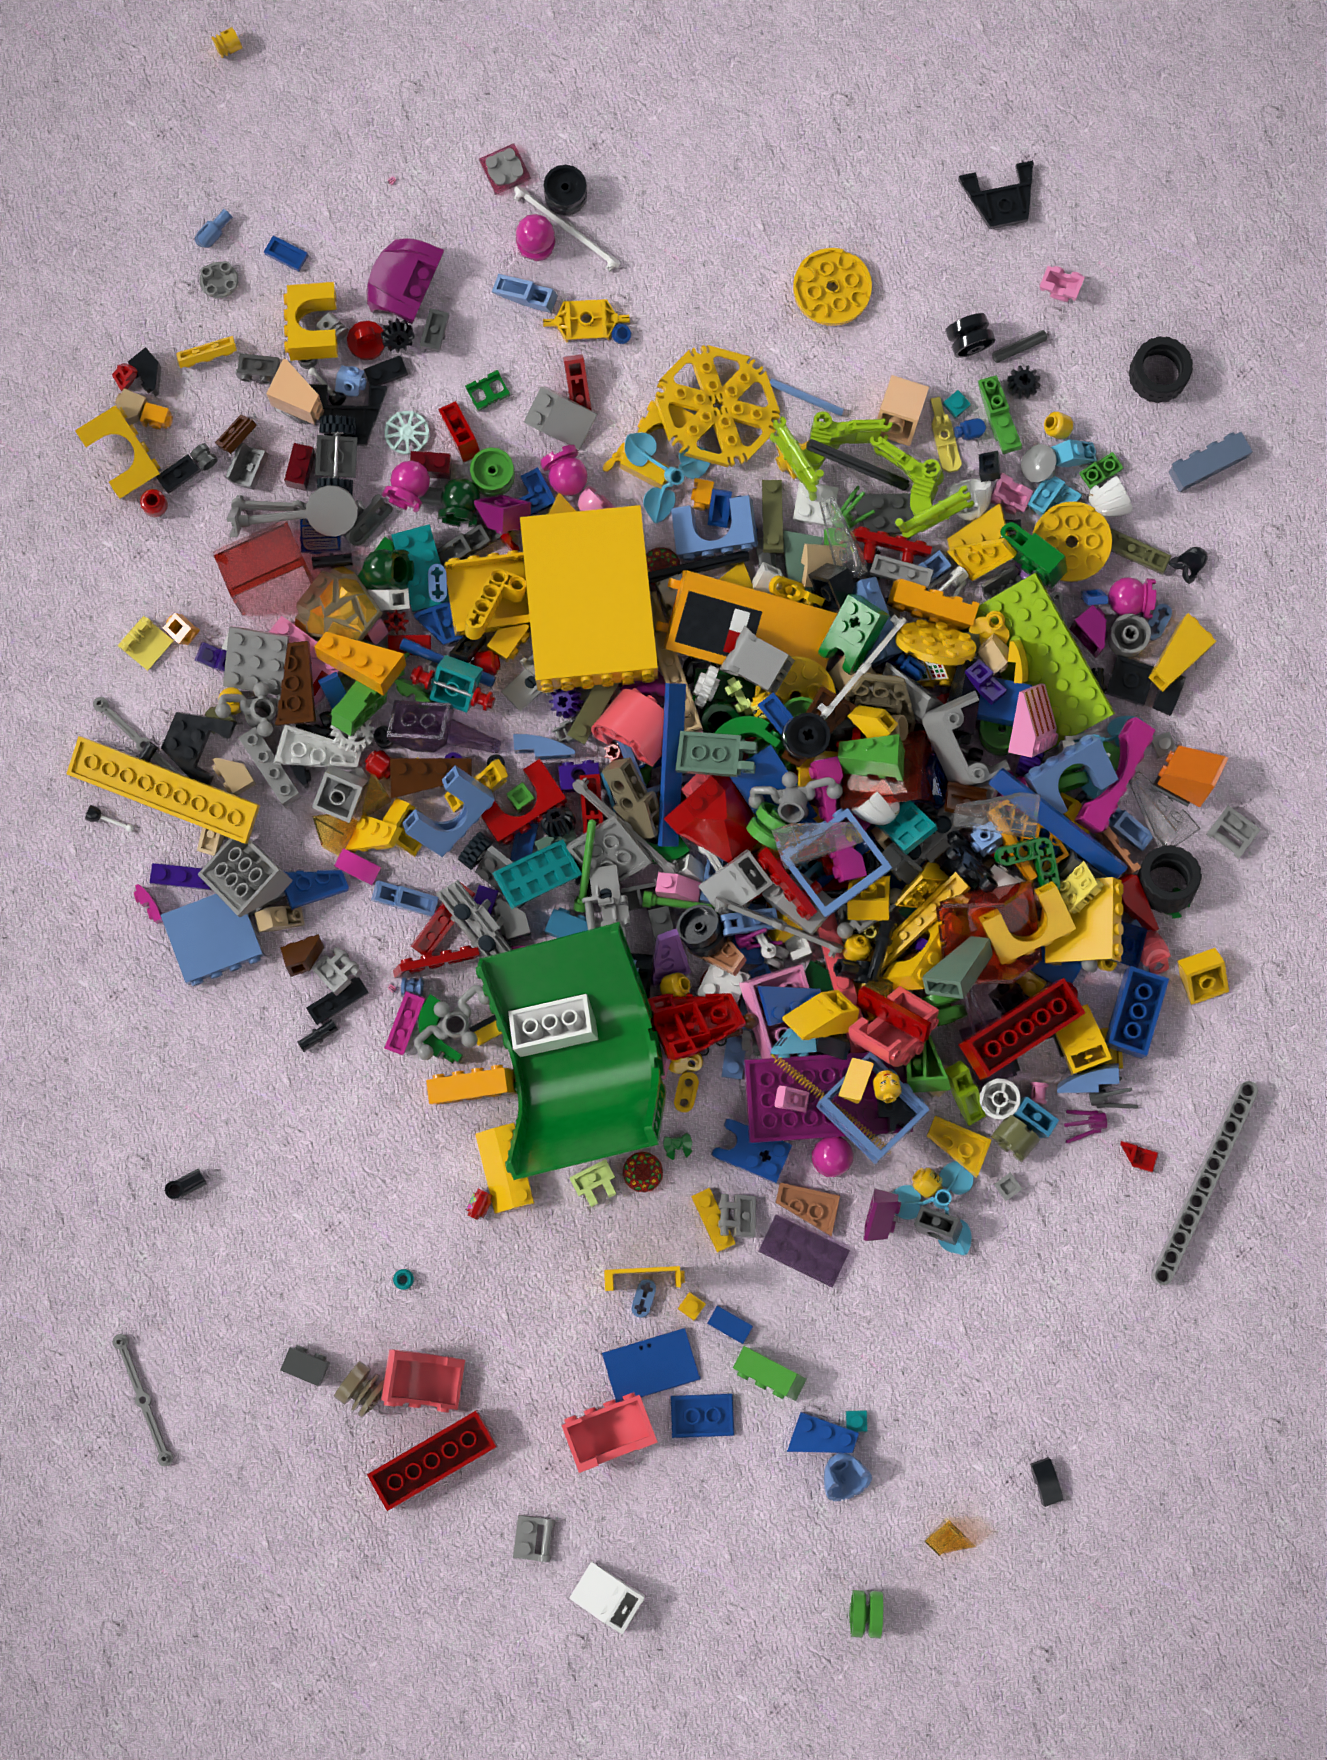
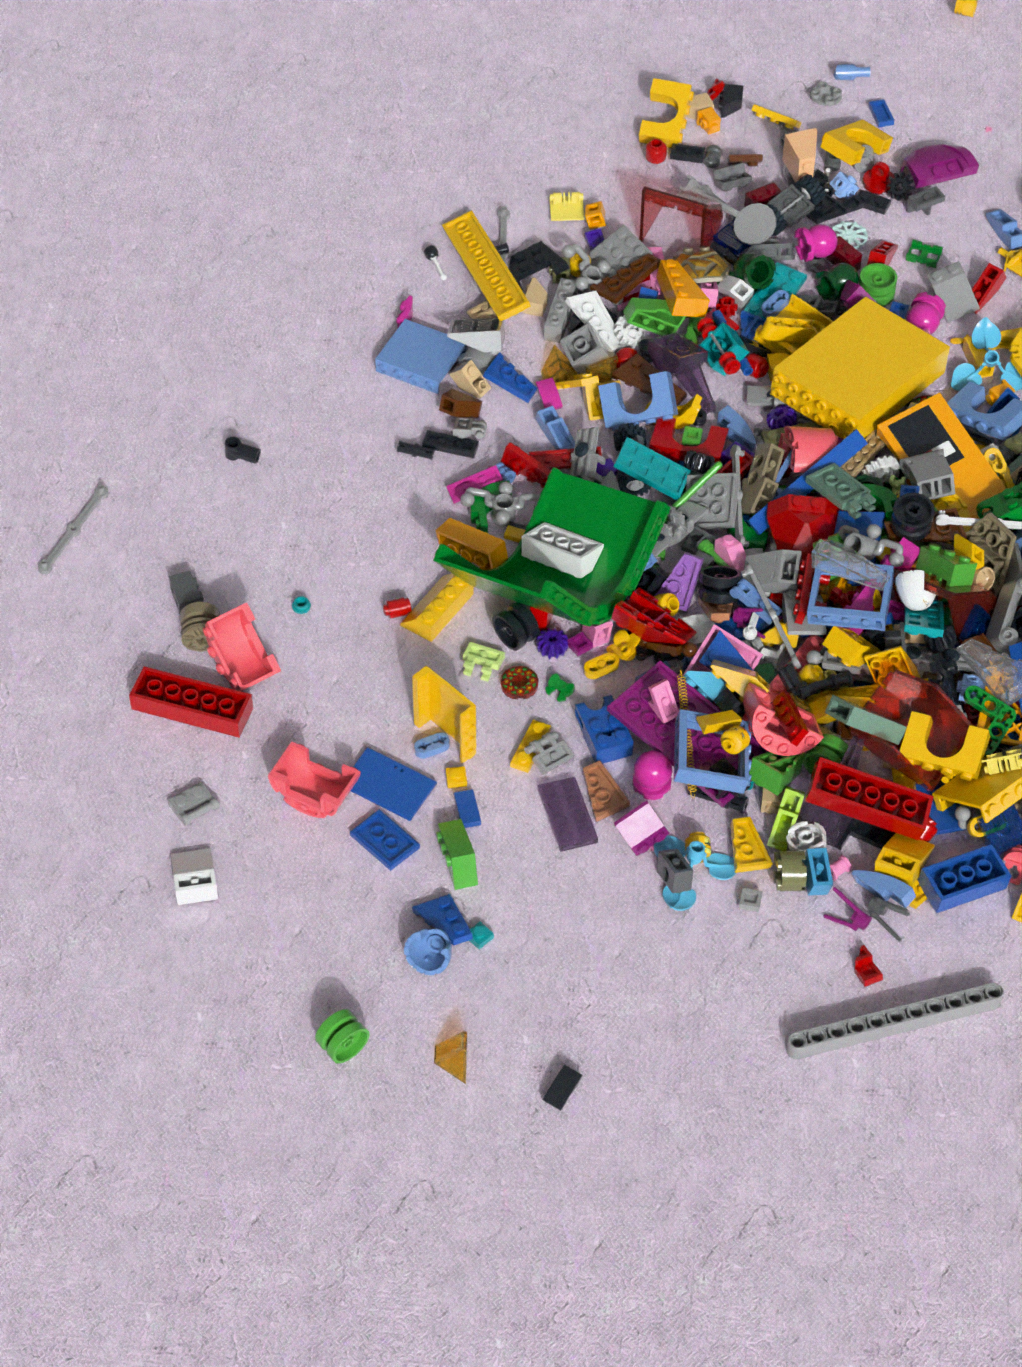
camera: 50 degrees right, 30 degrees down
(177, 876) = (436, 315): dark purple plate -> none

